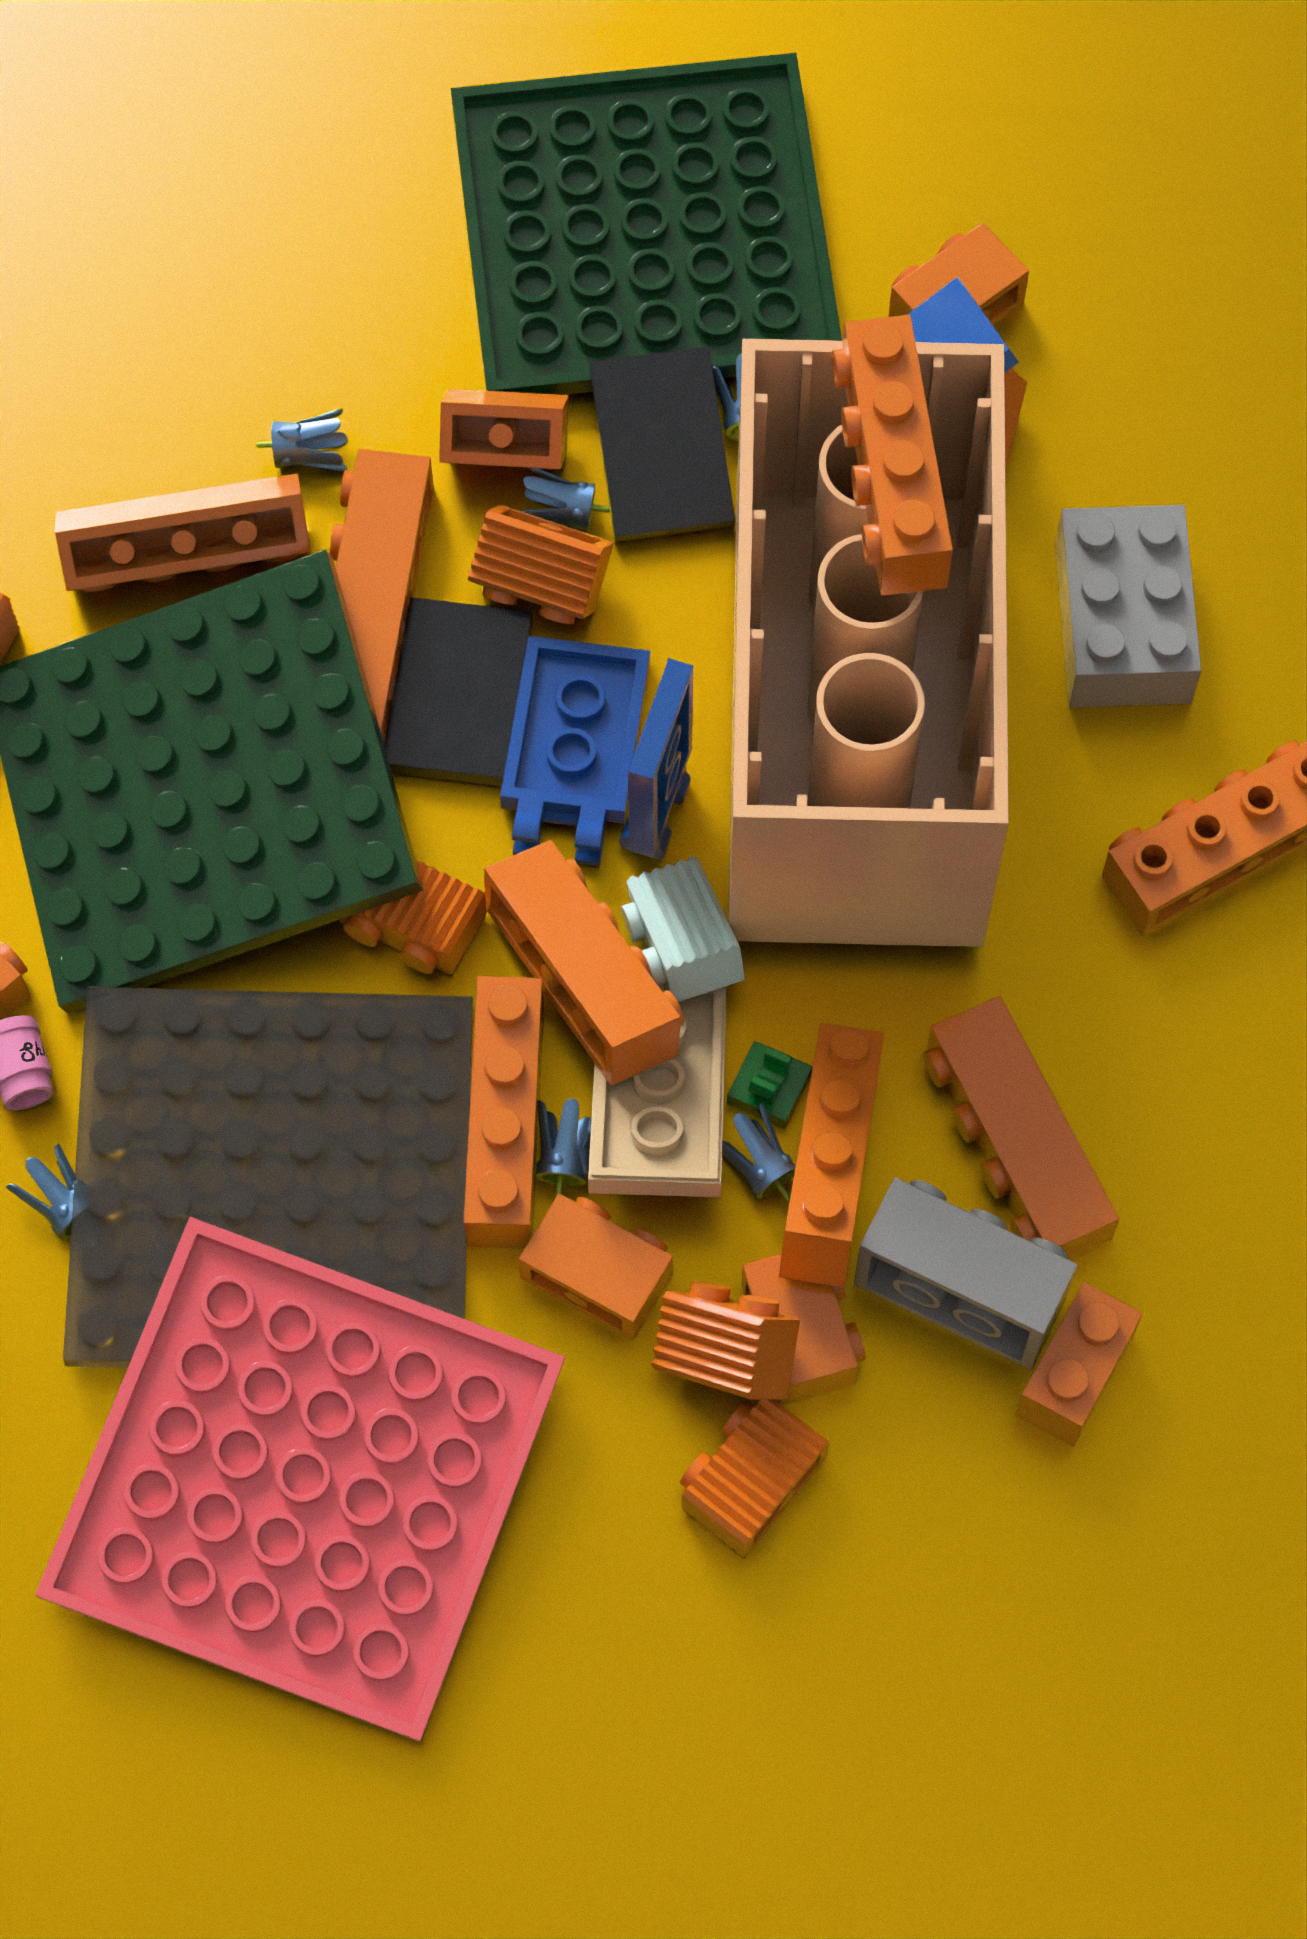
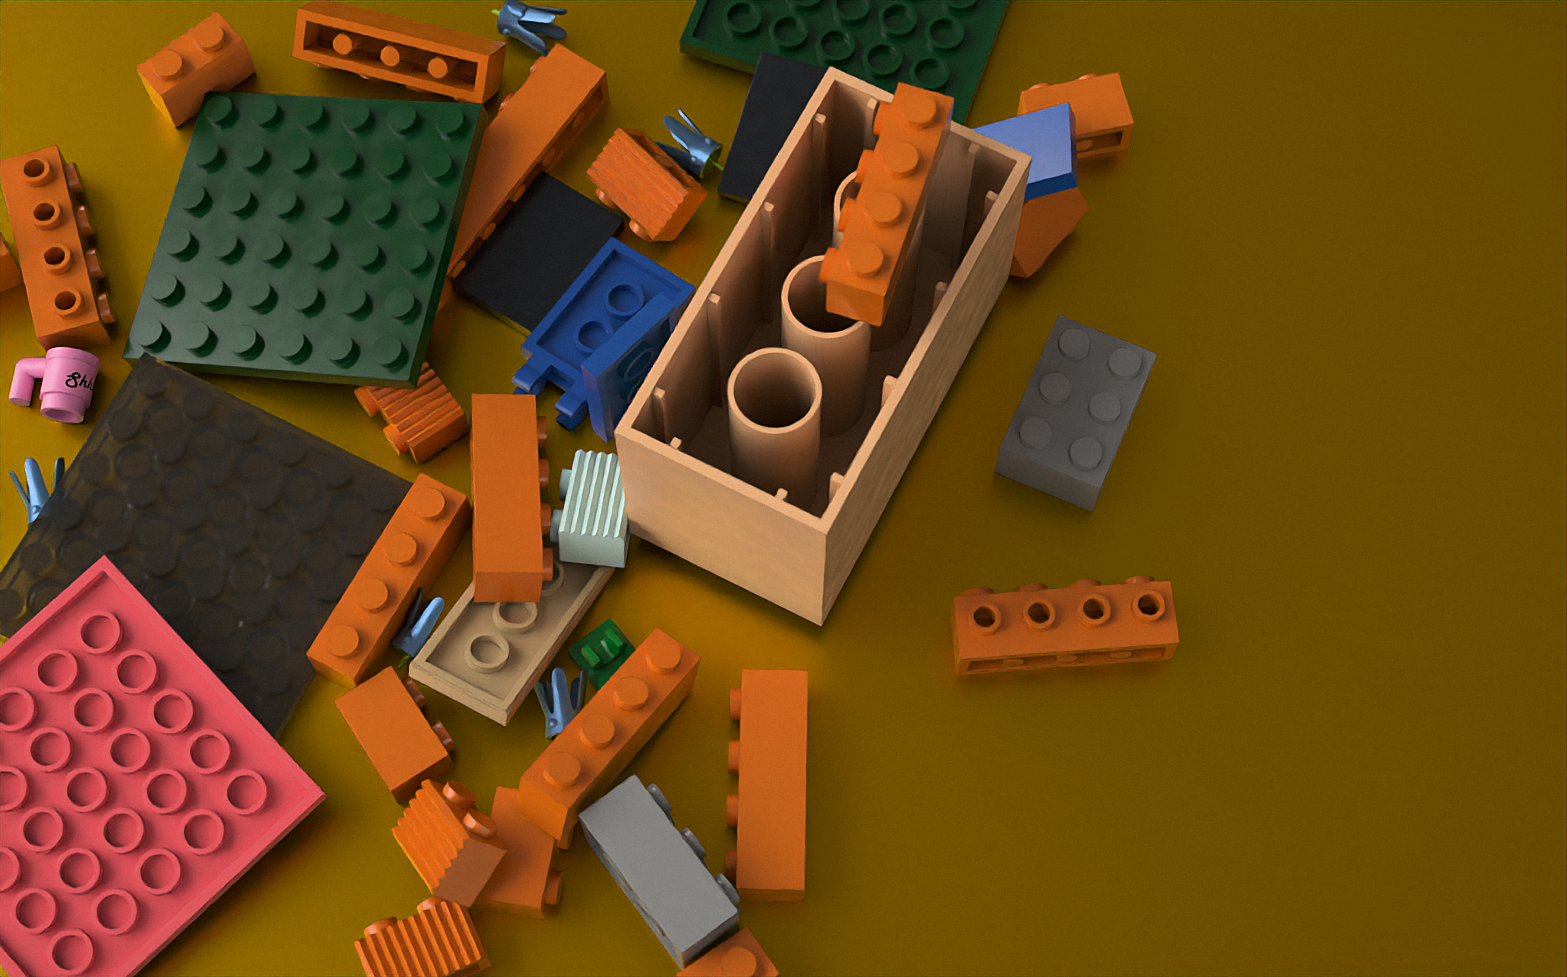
camera: 25 degrees right, 0 degrees up
(503, 428) = (673, 74): orange brick -> none

